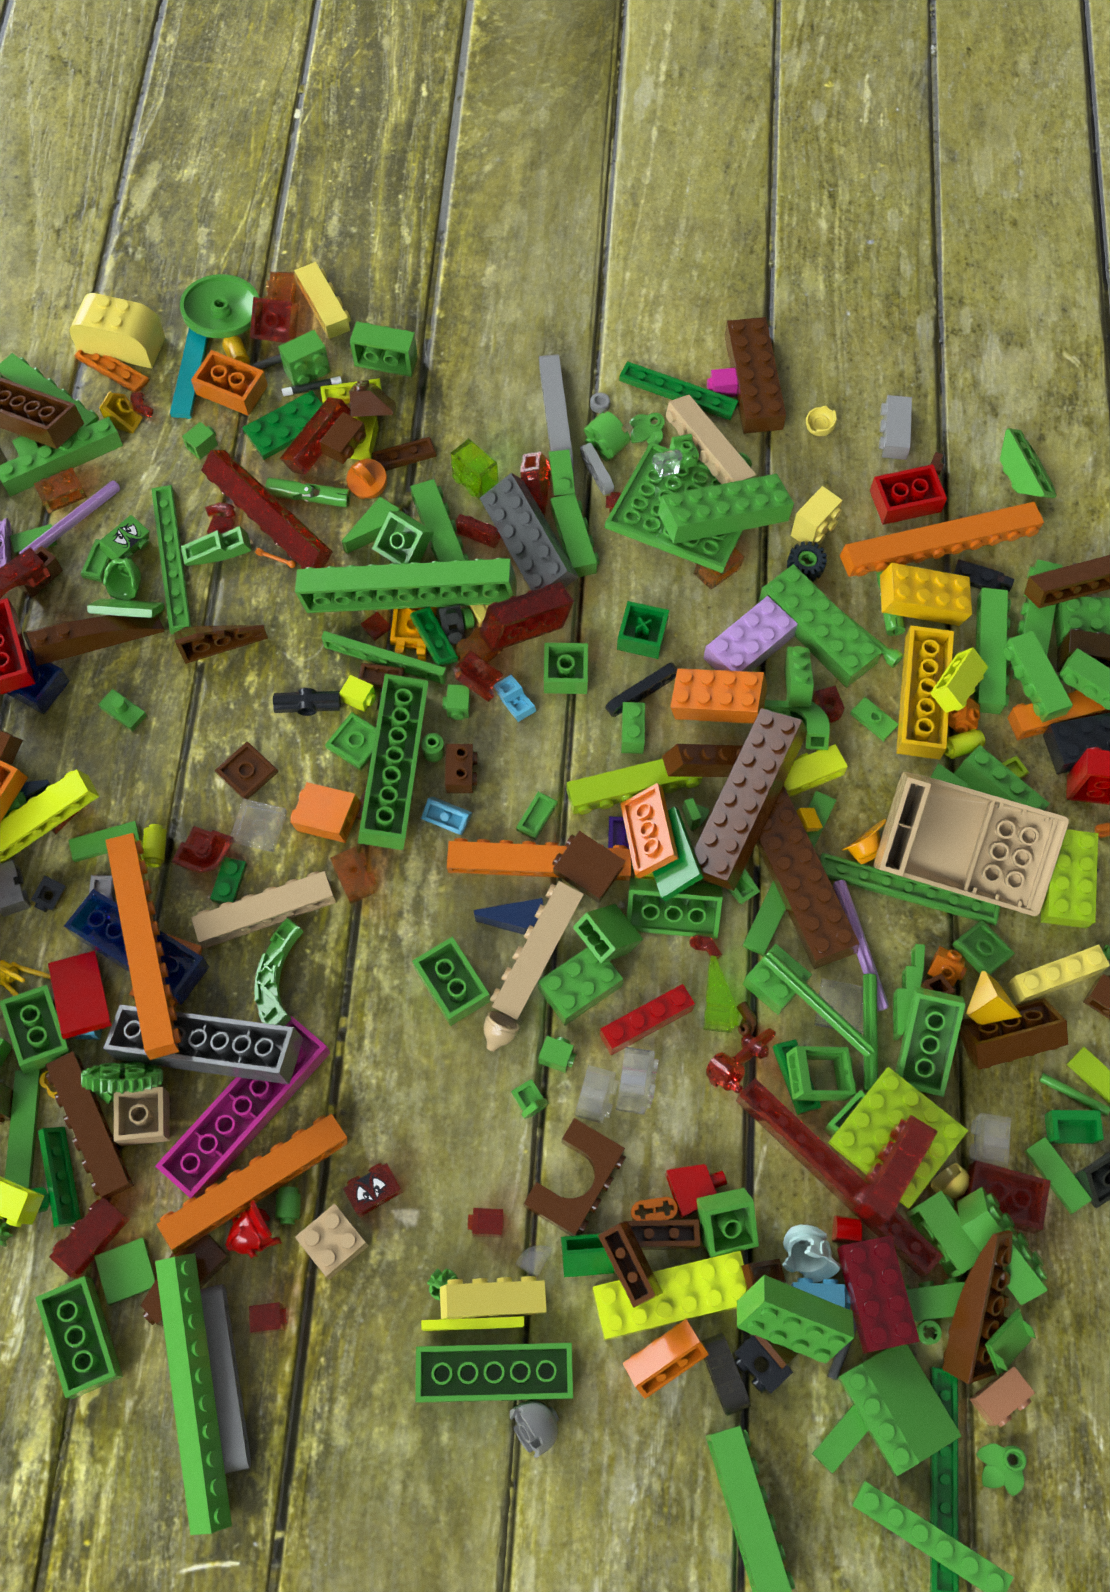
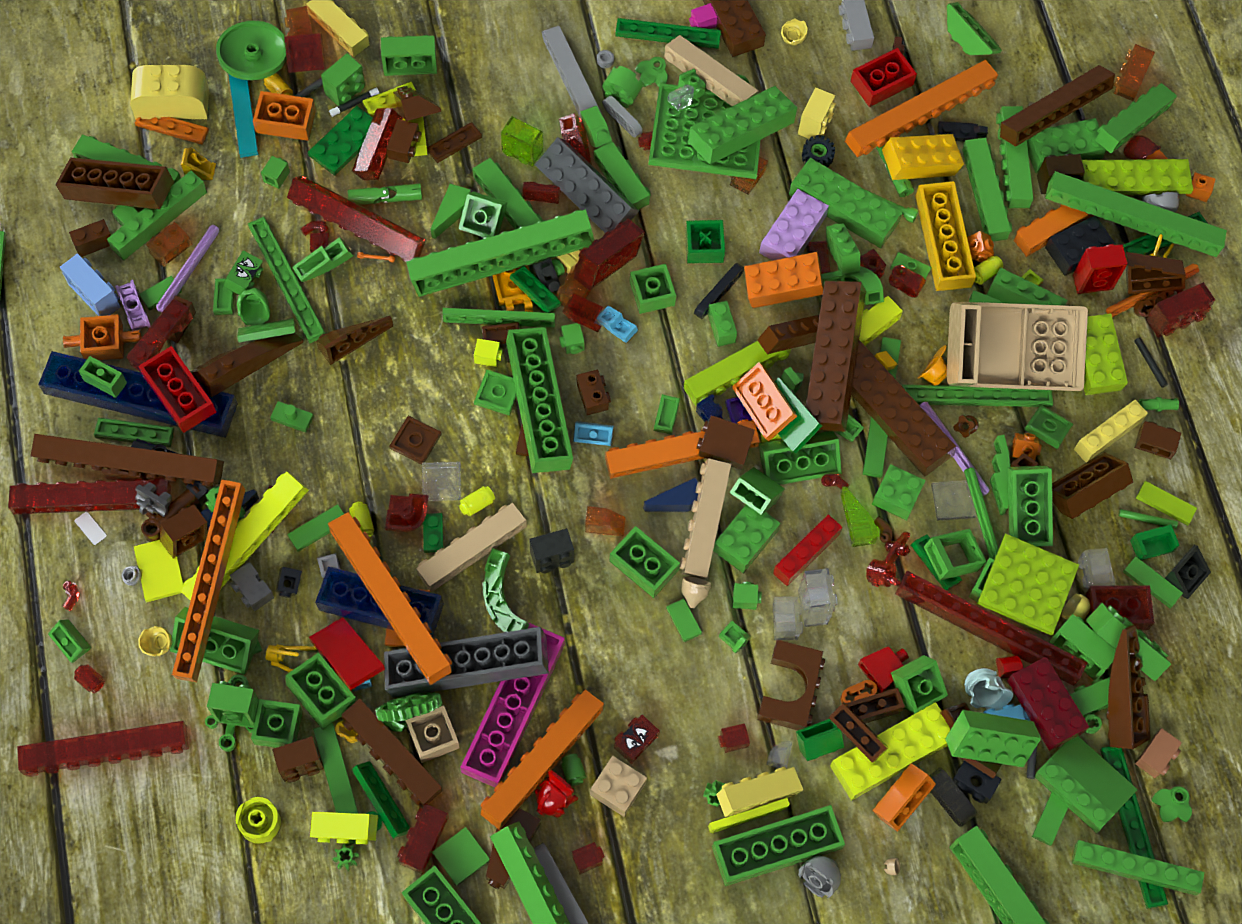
camera: 20 degrees left, 0 degrees up
(138, 406) = (207, 153): clear red arm -> none
(288, 858) = (476, 501): none -> neon yellow head
(306, 701) = (446, 370): black piece -> none
(325, 812) = (495, 455): orange brick -> none
(349, 939) = (552, 551): none -> pearl dark grey brick
(353, 875) = (535, 500): clear orange brick -> none
(367, 479) = (431, 171): orange tile -> none
(375, 626) = (481, 293): clear red tile -> none
(422, 921) = (604, 521): none -> clear orange slope
(433, 747) = (565, 380): bright green brick -> none
(476, 1062) = (684, 620): none -> bright green tile
(585, 821) = (708, 407): none -> clear blue brick
(626, 1441) = (893, 866): none -> tan hinge
(773, 673) = (822, 251): none -> clear red tile
(818, 1004) = (937, 501): bright green axle -> none
(865, 733) = (907, 282): none -> clear red piece
(883, 921) = (962, 425): none -> reddish brown brick
(894, 1171) = (1035, 606): clear red brick -> none
(959, 680) = (971, 219): neon yellow brick -> none
(990, 1002) = (1067, 465): yellow slope -> none
(1009, 1341) = (1153, 711): bright green piece -> none
(1037, 676) = (1029, 201): bright green brick -> none

